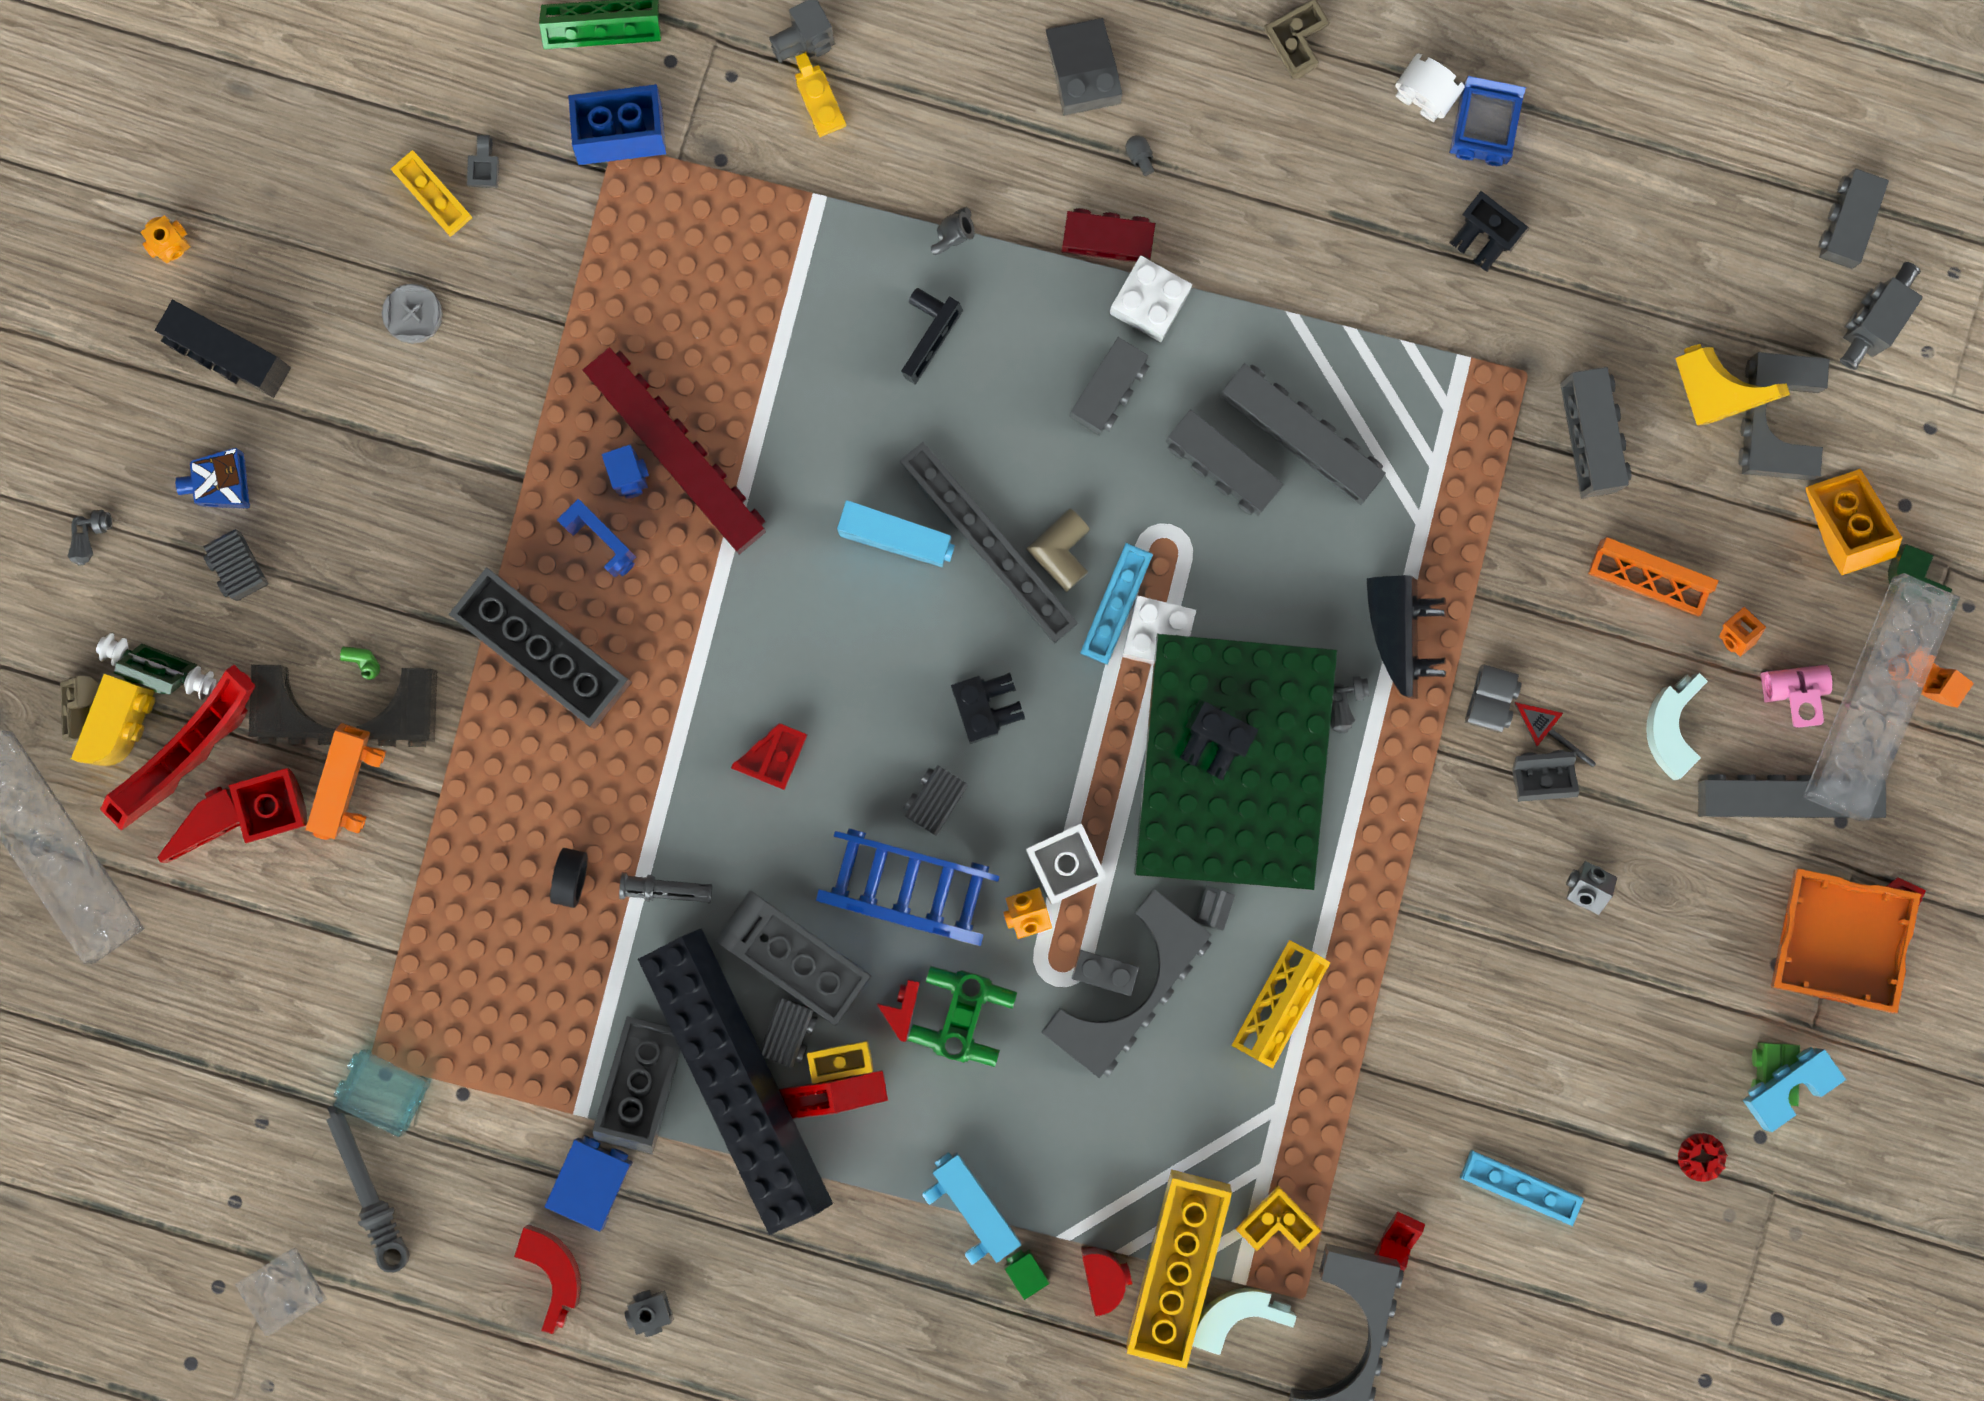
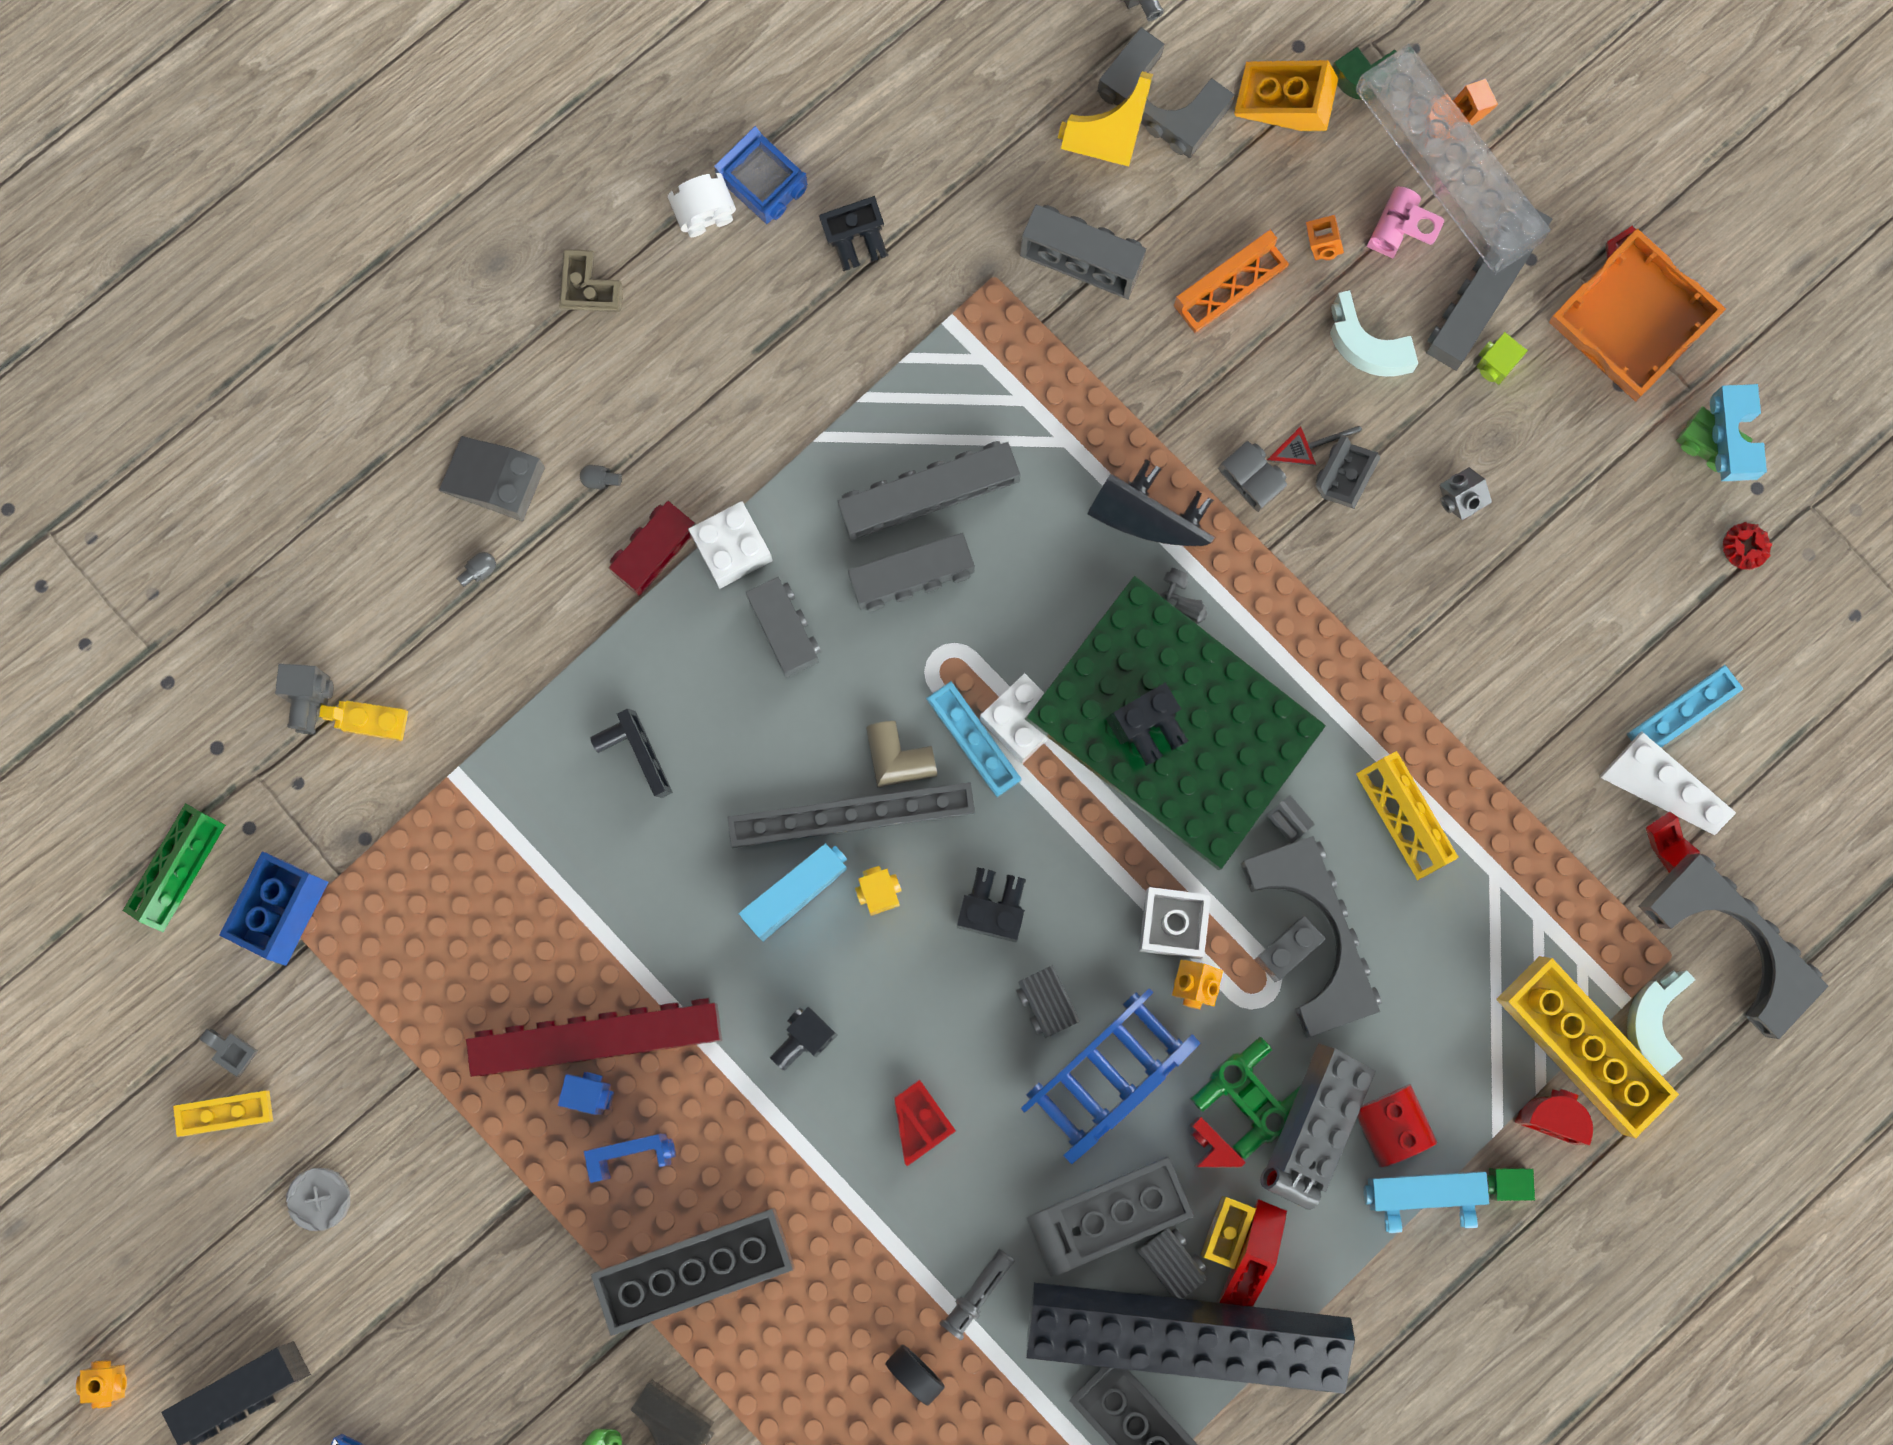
camera: 55 degrees left, 5 degrees down
(786, 617) = (805, 1034): none -> black brick
(940, 603) = (878, 890): none -> yellow brick
(954, 230) = (561, 674): dark grey piece -> none
(971, 1083) = (1317, 1127): none -> dark grey hinge
(999, 104) = (477, 568): none -> dark grey cylinder
(1014, 1149) = (1396, 1126): none -> red brick
(1276, 1214) = (1588, 932): yellow brick -> none
(1448, 1199) = (1661, 780): none -> white wing
(1732, 847) = (1500, 358): none -> lime brick

